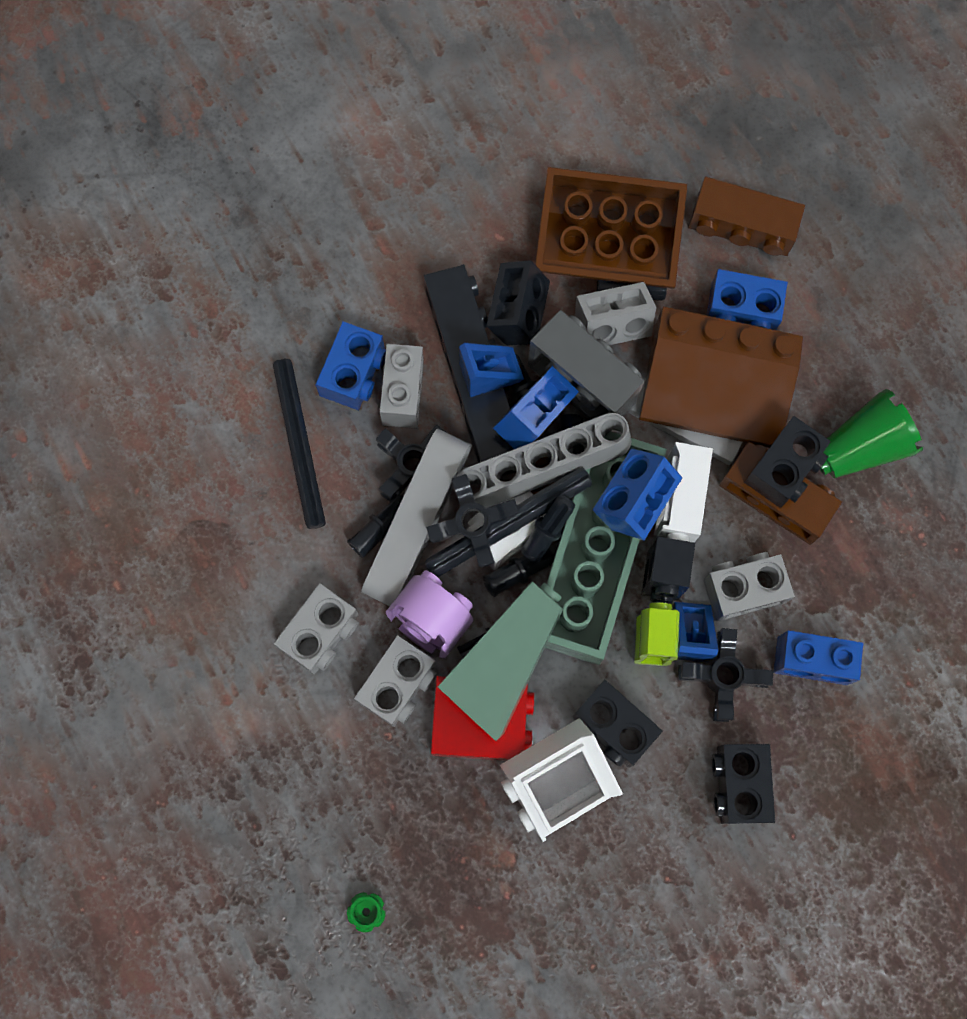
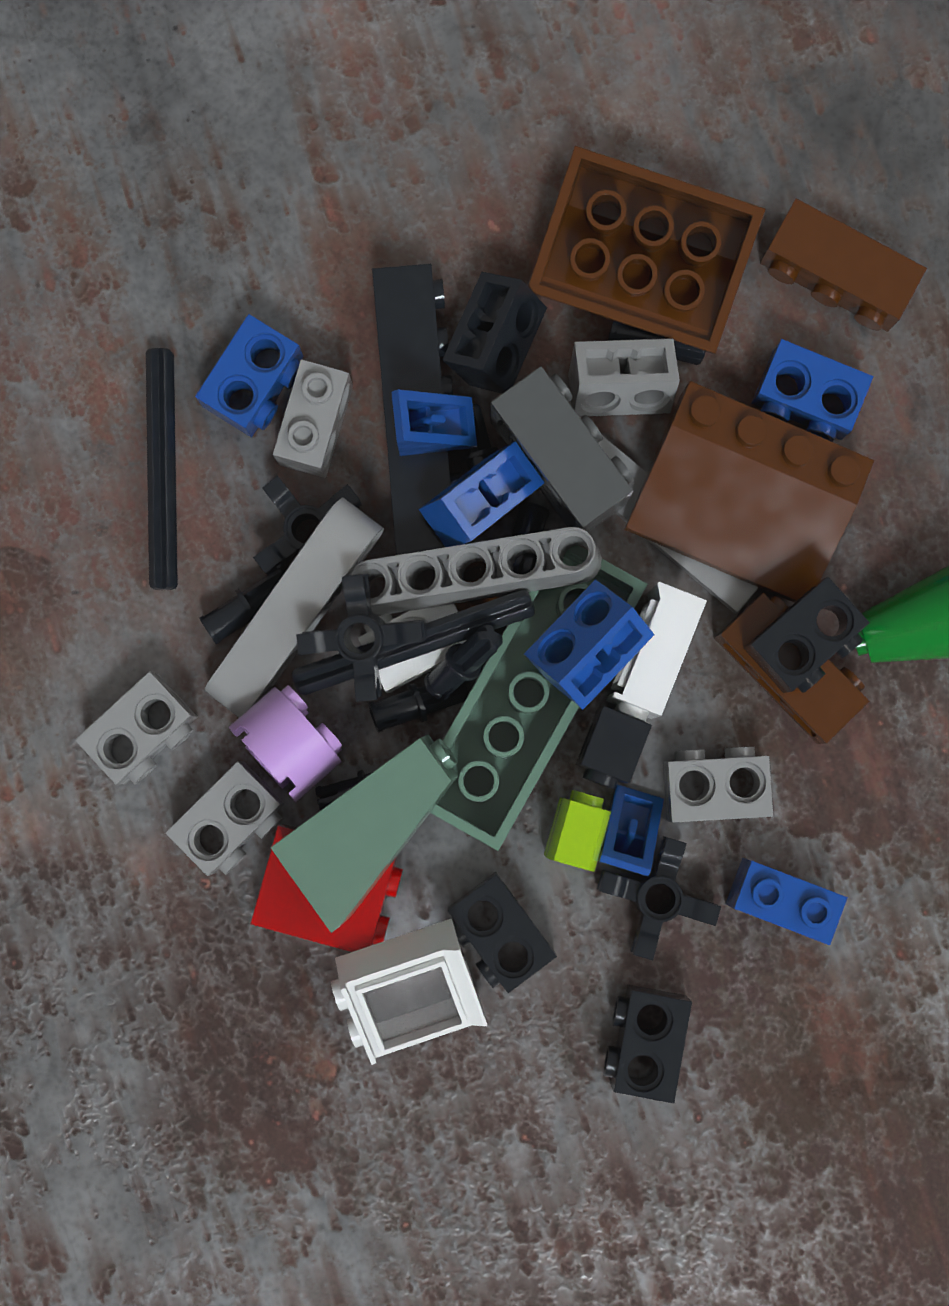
camera: 15 degrees right, 10 degrees up
(356, 916) = (123, 1109): green plate -> none

